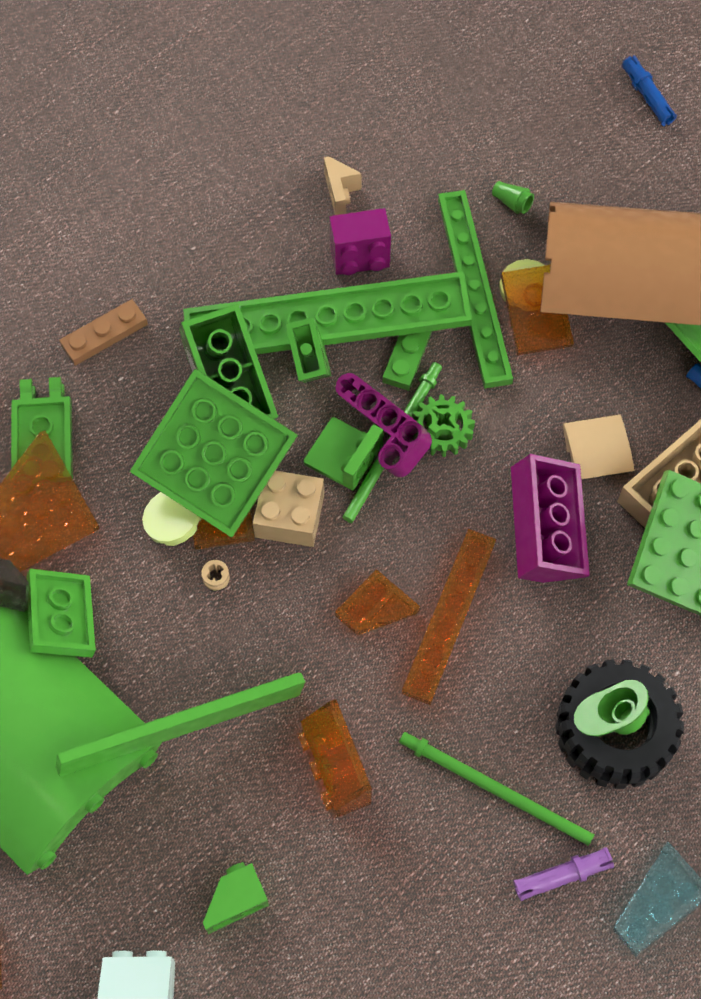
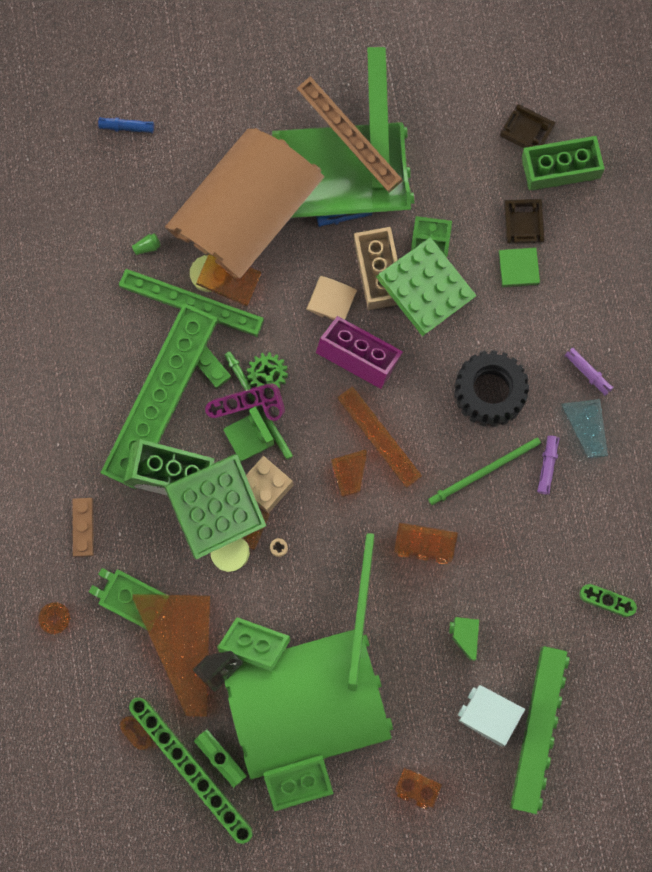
camera: 55 degrees left, 10 degrees up
(308, 350) = (178, 418): bright green slope -> none
(340, 181) = (70, 335): tan slope -> none
(360, 241) = (125, 348): magenta brick -> none
(614, 709) = (489, 387): piece -> none

